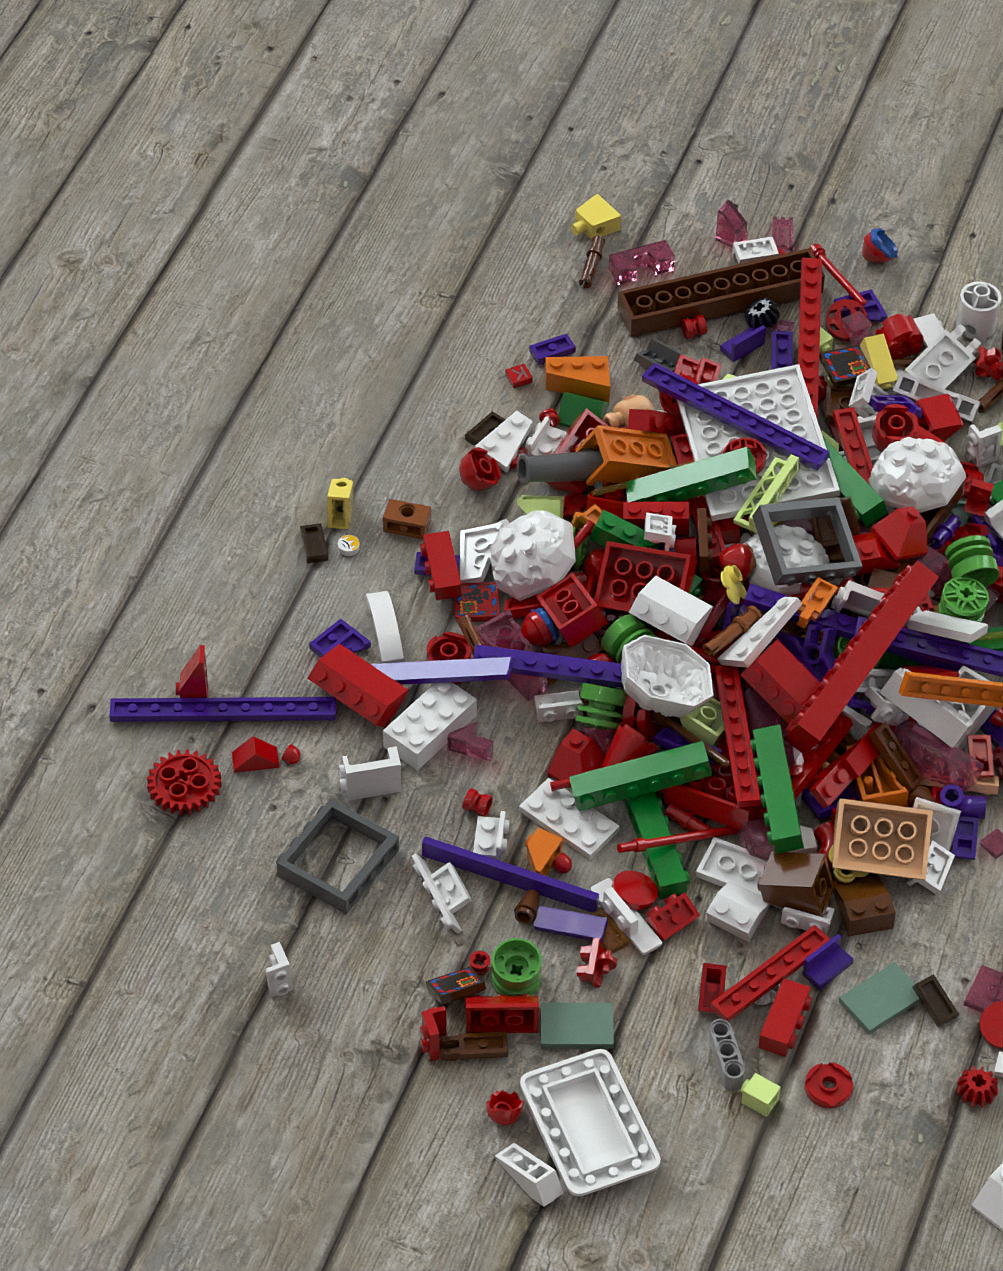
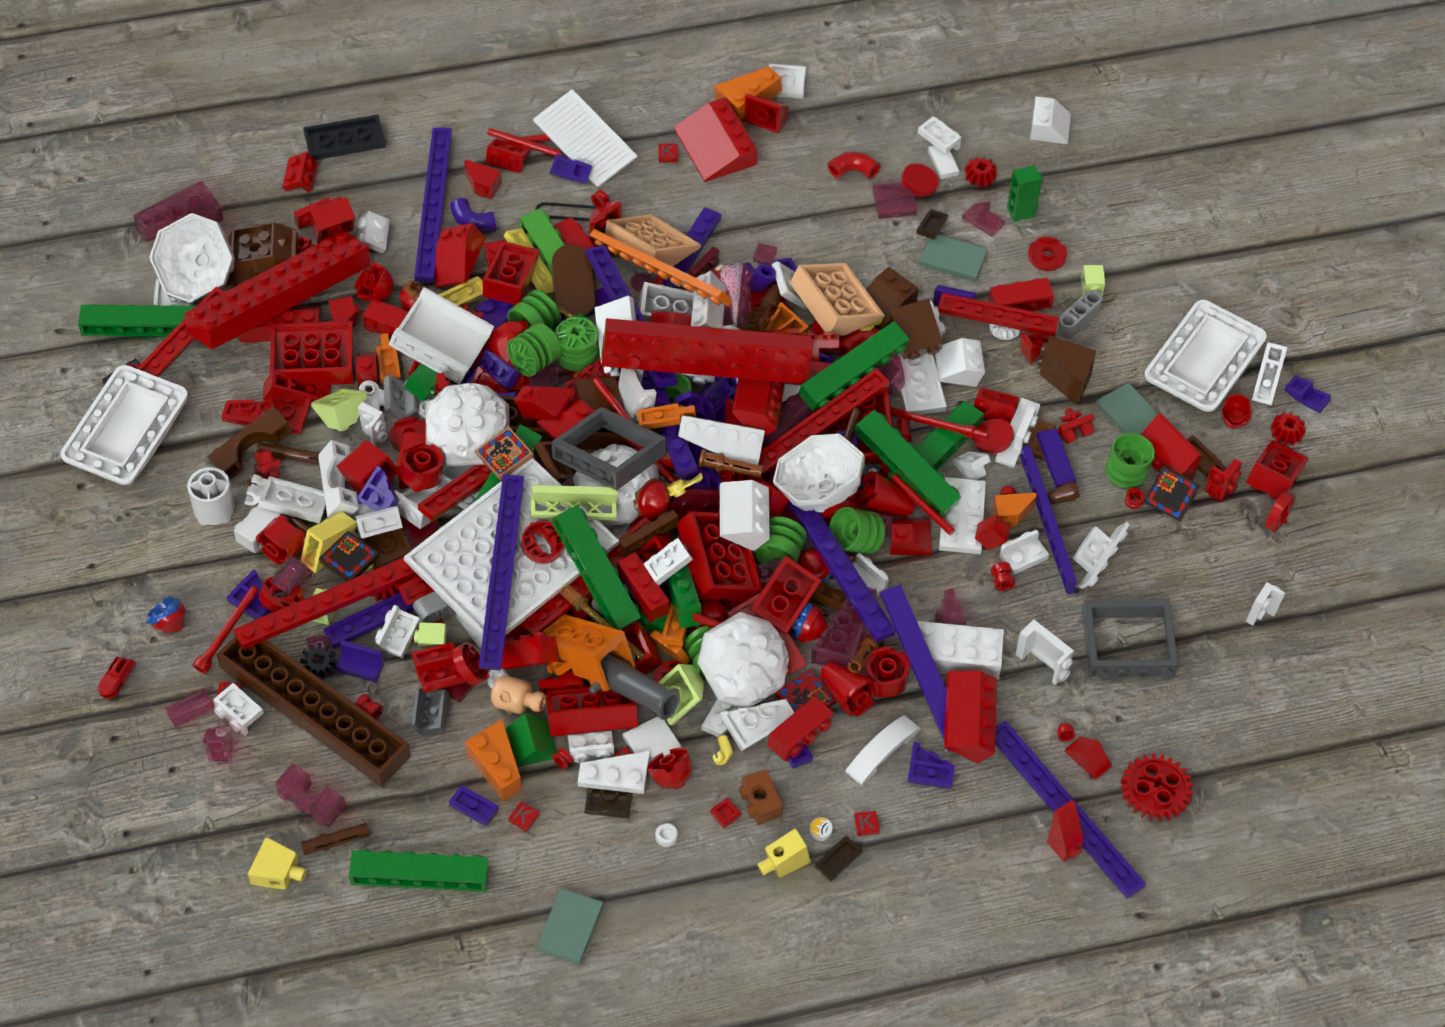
camera: 125 degrees left, 5 degrees up
(327, 576) = (866, 823): none -> red tile
(362, 1054) = (1280, 511): none -> red piece
(401, 357) = (569, 926): none -> sand green tile
(415, 1100) = (1276, 469): none -> red slope
(416, 494) = (725, 813): none -> red tile
(428, 451) = (666, 835): none -> white tile
(445, 617) = (850, 689): none -> red cone
(452, 1141) = (1288, 428): none -> red gear
(468, 520) = (725, 751): none -> light yellow arm
(482, 1197) = (1303, 392): none -> dark purple slope
(510, 488) = (652, 737): none -> white tile
(521, 292) = (419, 870): none -> green brick
(526, 815) = (992, 532): none -> red brick
(611, 857) = (972, 464): none -> white slope
(661, 988) = (1067, 367): none -> reddish brown slope
(750, 365) = (397, 631): none -> white bracket
(844, 200) = (115, 677): none -> red arm
(856, 472) = (504, 453): none -> tile
(907, 1082) = (1024, 193): none -> green brick
(918, 1054) = (983, 219): none -> clear pink slope

